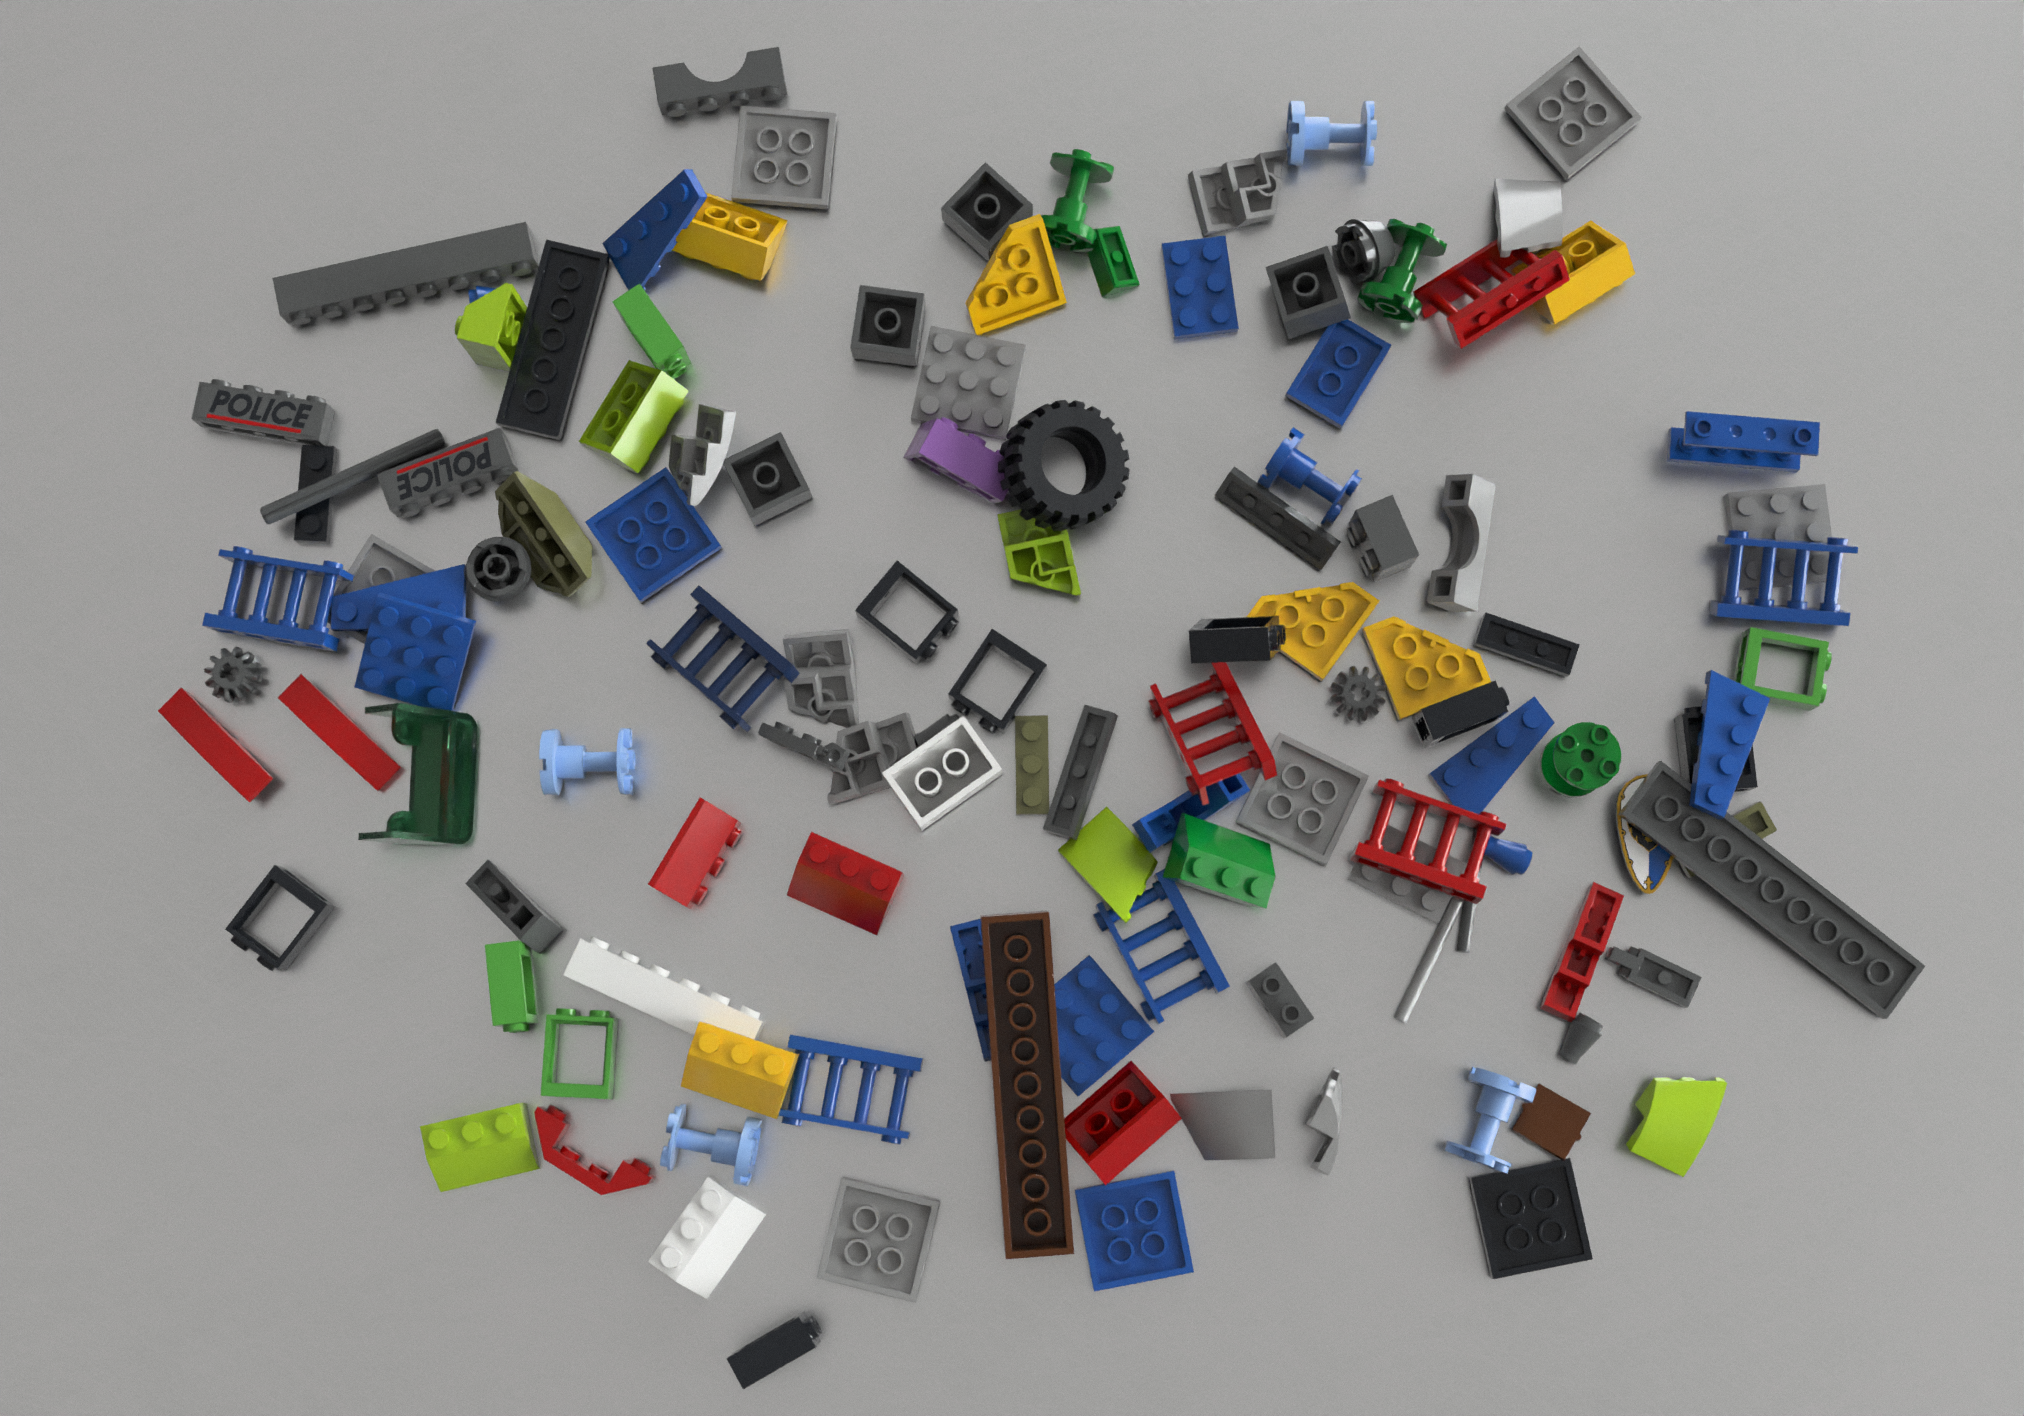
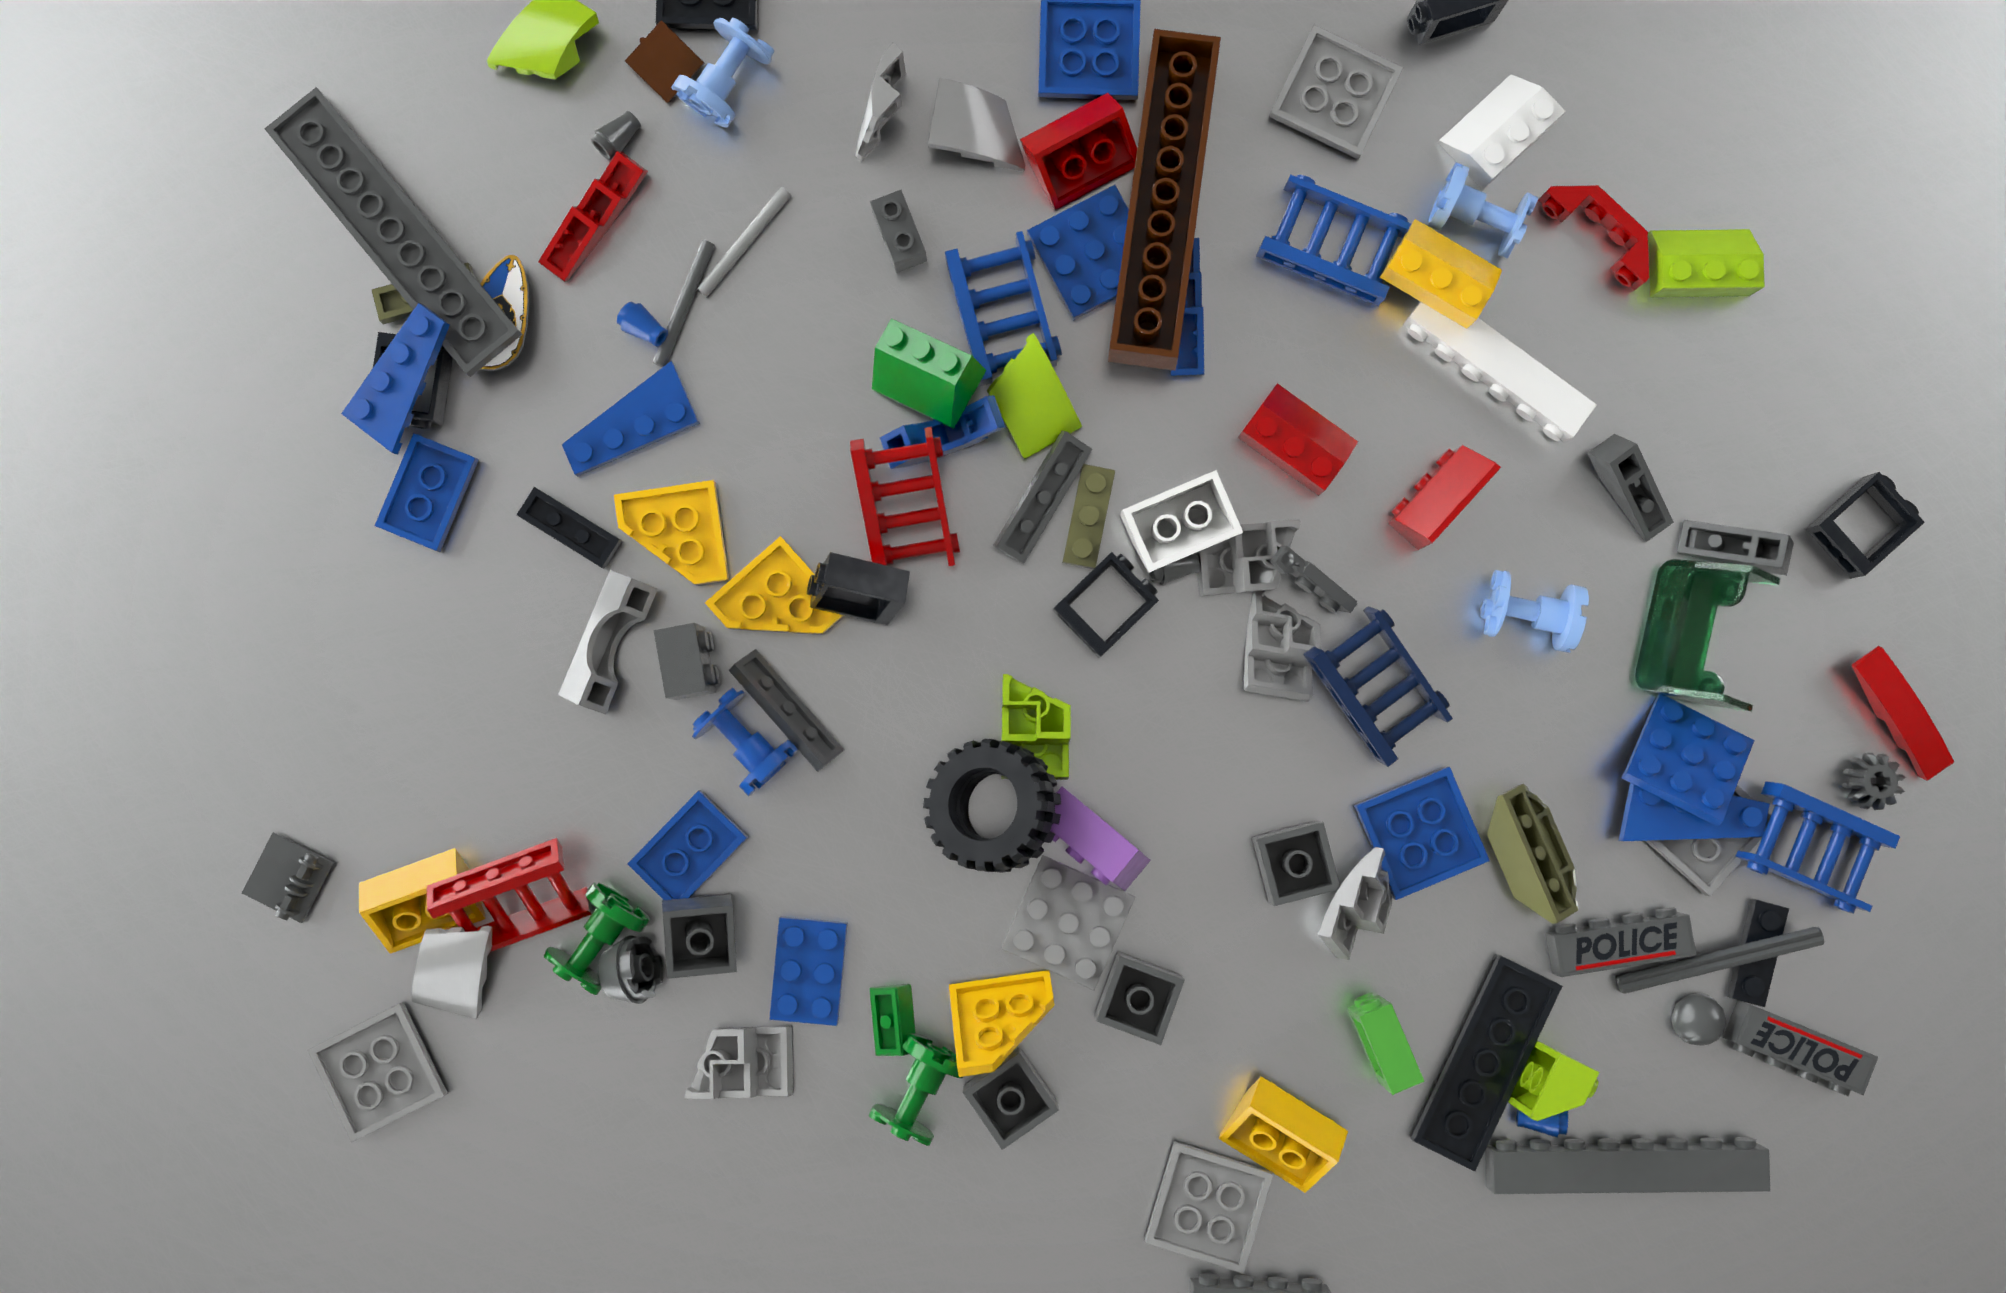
camera: 170 degrees left, 5 degrees up
(339, 732) = (1776, 698): red slope -> none
(361, 421) = (1698, 1019): none -> dark grey hair
(401, 869) = (1736, 546): none -> dark grey slope
(498, 568) = (1588, 828): dark grey cone -> none
(511, 986) = (1651, 403): bright green window -> none
(568, 1016) = (1600, 294): bright green window -> none
(634, 415) = (1419, 961): lime slope -> none
(653, 229) = (1363, 1154): blue wing -> none
(881, 593) = (1201, 722): black window -> none
(1305, 801) = (822, 418): light grey plate -> none
(1317, 133) = (646, 1106): light blue piece -> none
(1368, 690) = (737, 520): dark grey gear -> none
(1403, 862) = (744, 334): red fence -> none
(1407, 894) = (743, 331): light grey plate -> none
(1460, 713) = (651, 467): black window -> none
(1580, 759) = (545, 393): green piece -> none
(1655, 974) = (527, 178): dark grey hinge -> none
(1671, 648) = (426, 492): none -> blue plate
(1703, 266) = (287, 878): none -> dark grey hinge
(1742, 441) = (295, 679): blue fence -> none
(1749, 658) = (354, 458): bright green window -> none
(1781, 514) = (287, 581): light grey plate -> none
(1796, 608) = (291, 502): blue fence -> none

